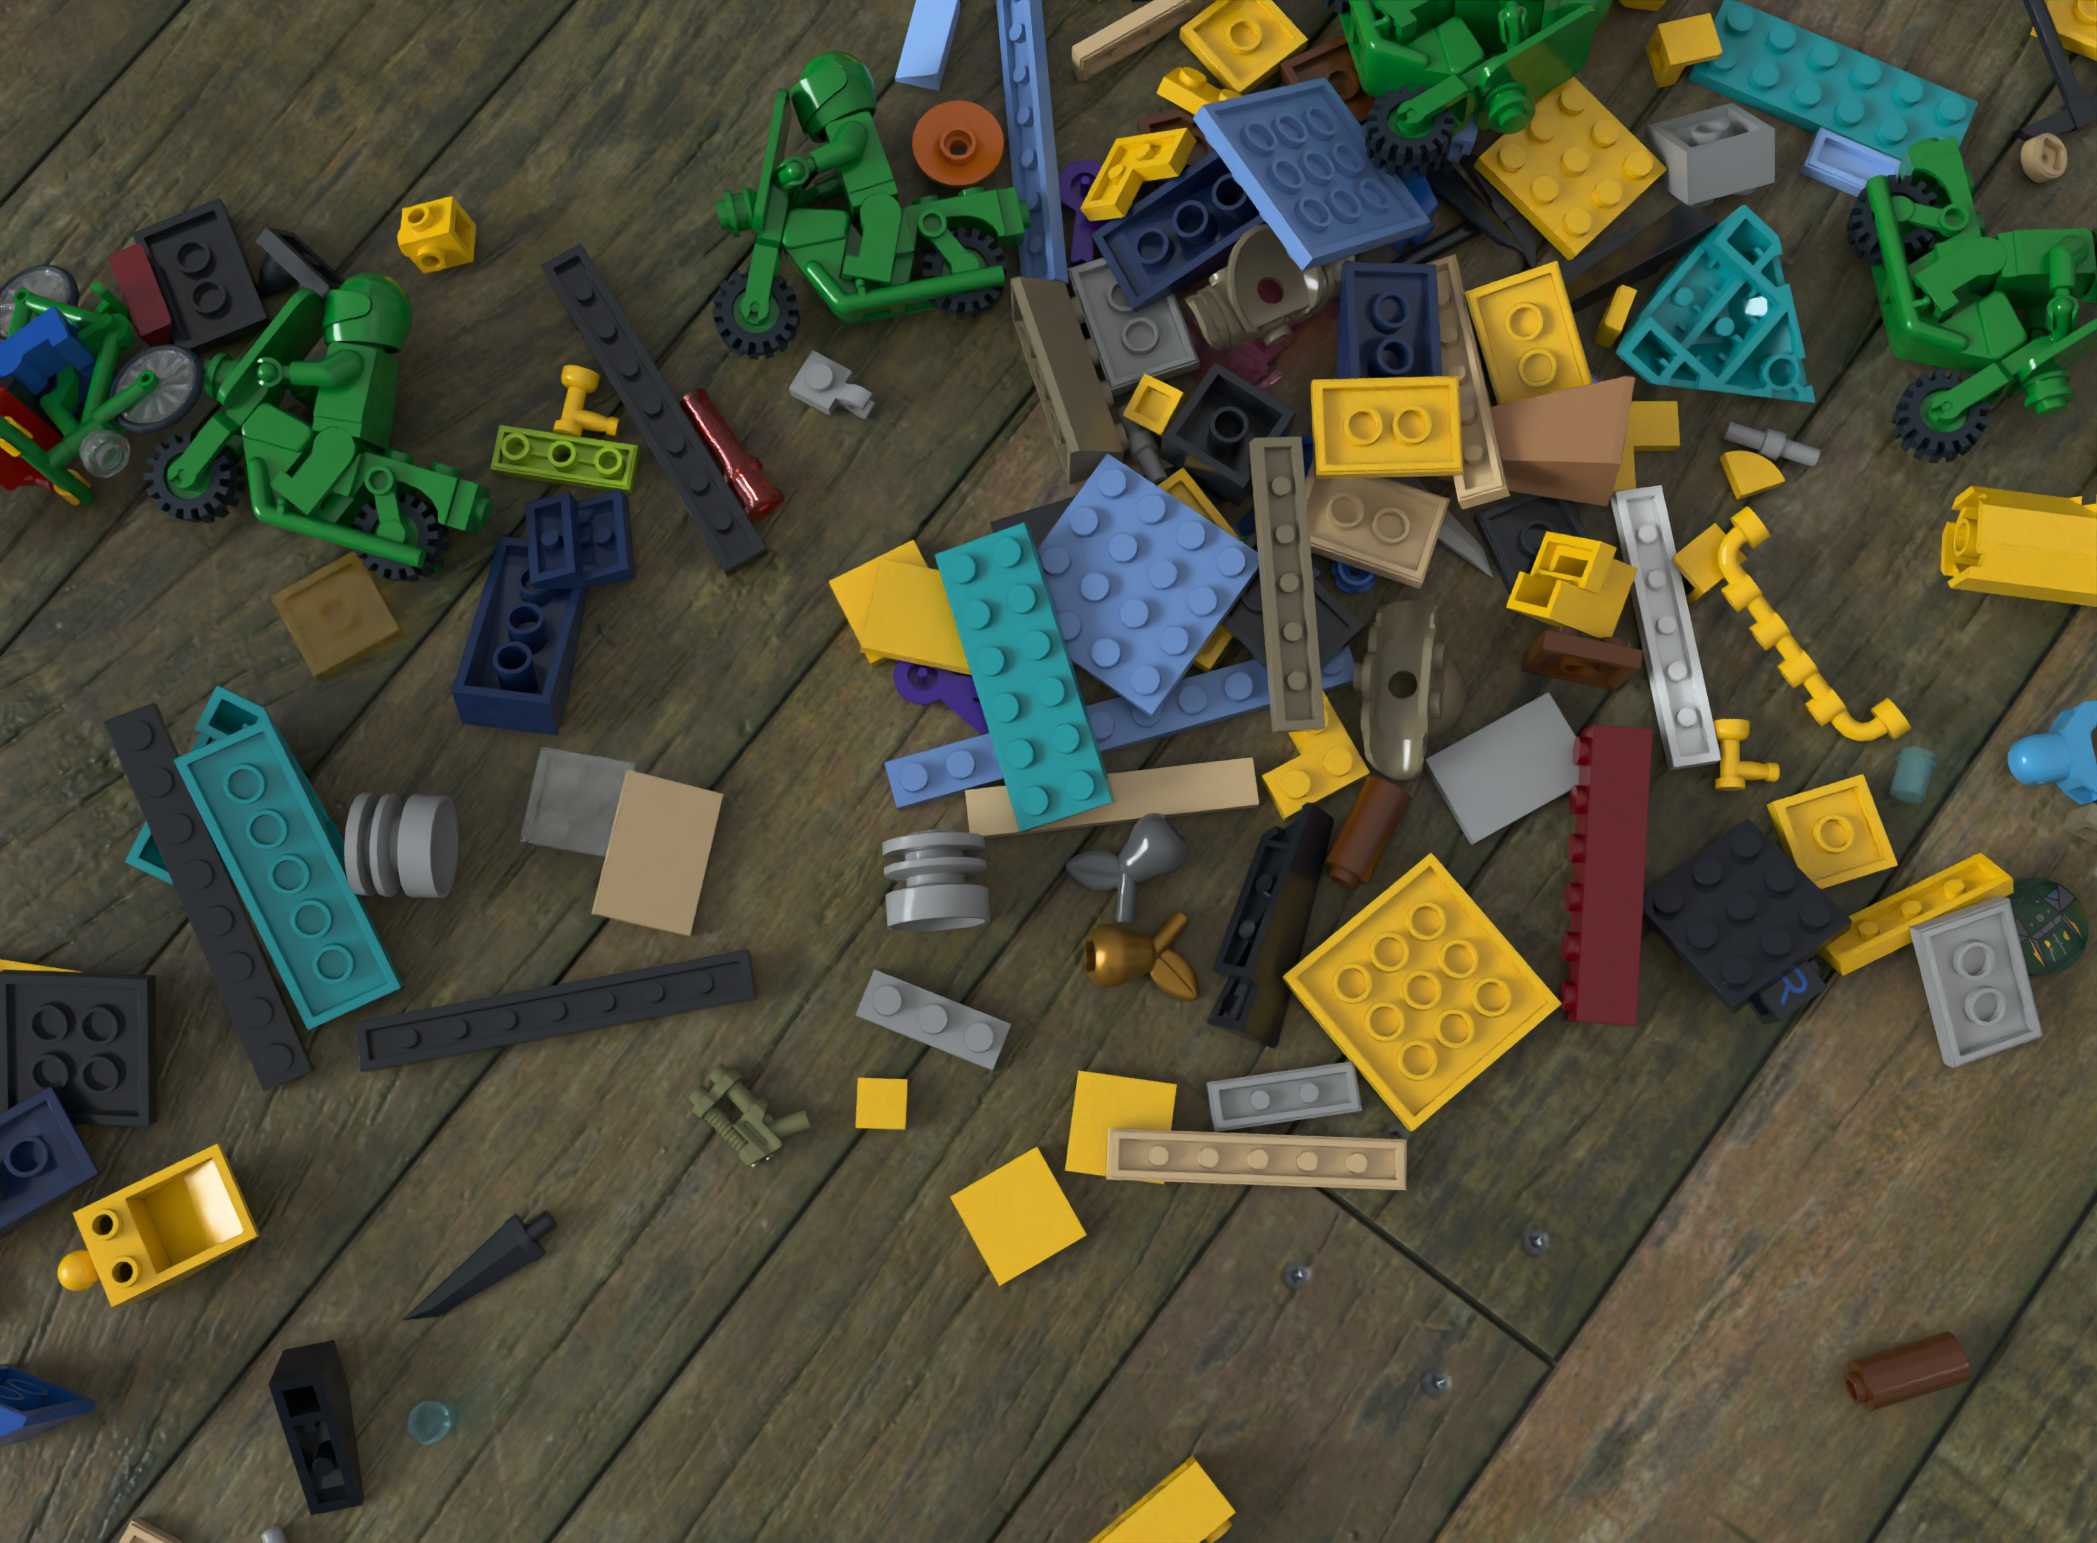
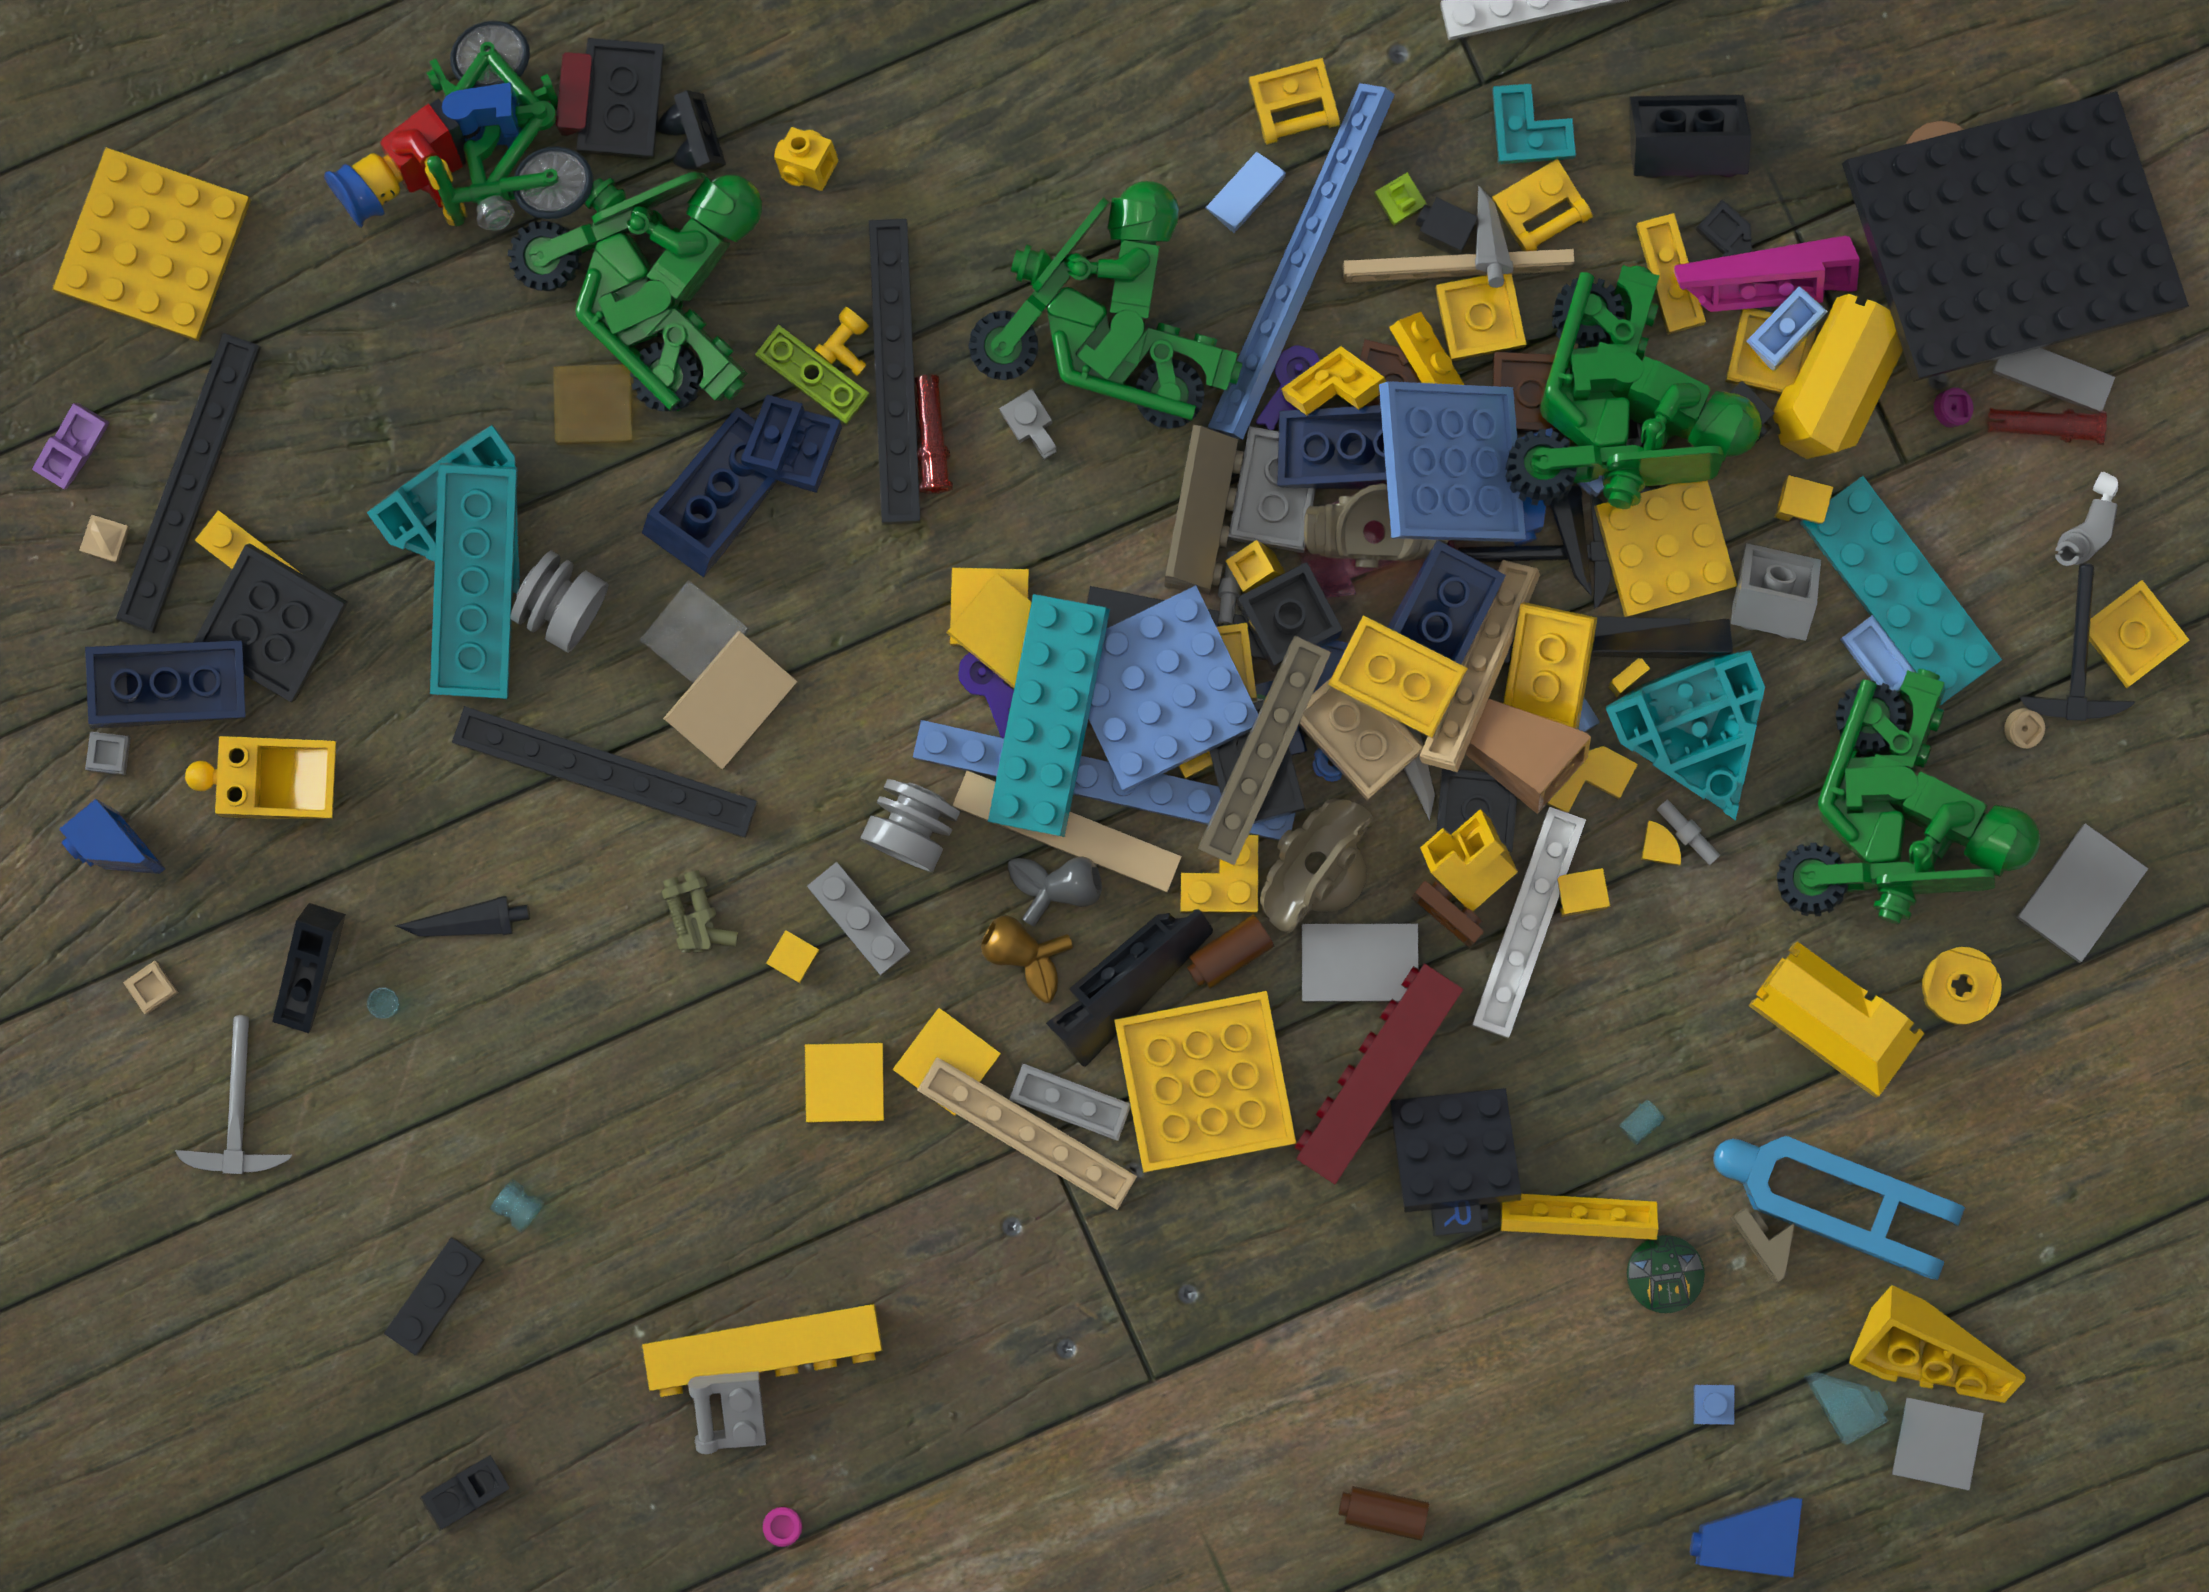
camera: 30 degrees right, 5 degrees up
(209, 898) = (411, 567): black plate -> none
(953, 126) = (1222, 268): orange dish -> none
(1732, 770) = (1516, 1049): yellow piece -> none
(1772, 631) = (1599, 967): yellow bar -> none
(1833, 832) = (1560, 1132): yellow tile -> none
(1976, 981) = (1592, 1285): light grey tile -> none

